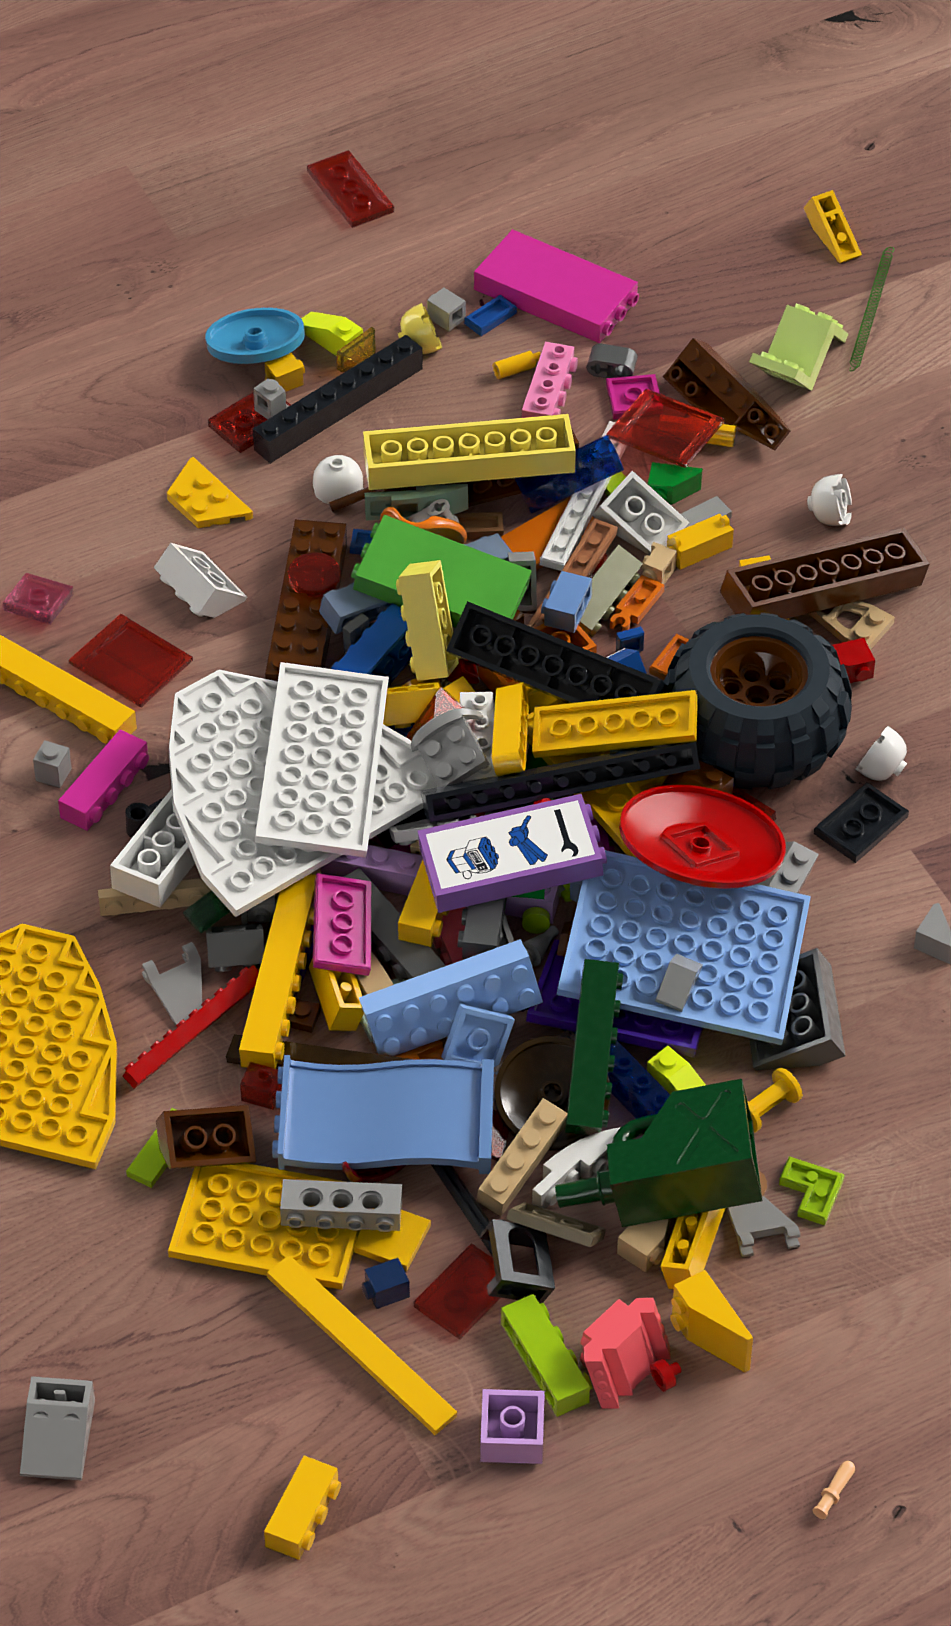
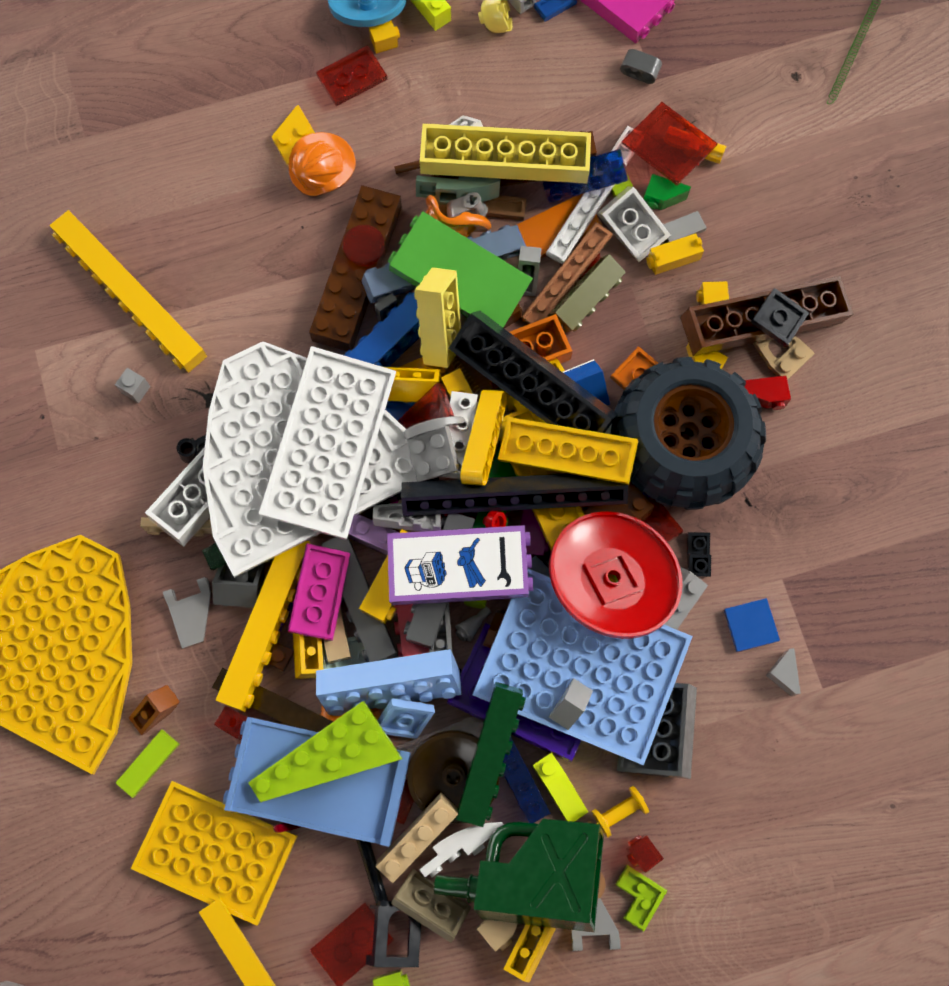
camera: 10 degrees right, 25 degrees up
(38, 598) = (154, 222): clear pink plate -> none
(103, 780) = (170, 406): dark pink brick -> none
(130, 660) = (213, 293): clear red piece -> none
(157, 1087) = (154, 709): none -> dark orange slope
(191, 1028) = (192, 655): red piece -> none
(198, 581) = (279, 227): white slope -> none
(206, 1137) = (177, 773): reddish brown slope -> none
(235, 509) = (321, 163): none -> orange piece
(269, 394) = (365, 65): light grey brick -> none
(330, 1195) = (233, 845): light grey brick -> none
(336, 478) = (403, 145): white cylinder -> none
(337, 399) = (420, 68): black brick -> none
(356, 350) = (445, 26): clear yellow slope -> none
(358, 540) = (413, 207): blue tile -> none
(386, 1283) = (290, 931): dark blue brick -> none
(394, 1244) = (305, 881): yellow tile -> none
(400, 1074) = (339, 750): none -> lime wing
(515, 364) = (566, 55): yellow cylinder -> none
(550, 381) = (586, 82): bright pink brick -> none
(567, 601) = (556, 308): medium blue brick -> none
(625, 391) = (648, 96): dark pink tile -> none
(630, 639) = (601, 343): blue tile -> none
(637, 602) = (614, 304): orange plate -> none
(660, 563) = (638, 272): tan brick -> none
(720, 390) = (723, 114): reddish brown wedge -> none
(799, 346) = (791, 81): yellowish green bracket -> none
(800, 829) = (699, 553): none -> black slope
(806, 1139) = (643, 853): none -> clear red brick
(830, 500) = (786, 233): white cylinder -> none
(838, 568) = (779, 317): none -> black plate
(861, 822) = (748, 547): black tile -> none
(883, 898) = (751, 625): none -> blue tile
(884, 756) = (779, 493): white cylinder -> none

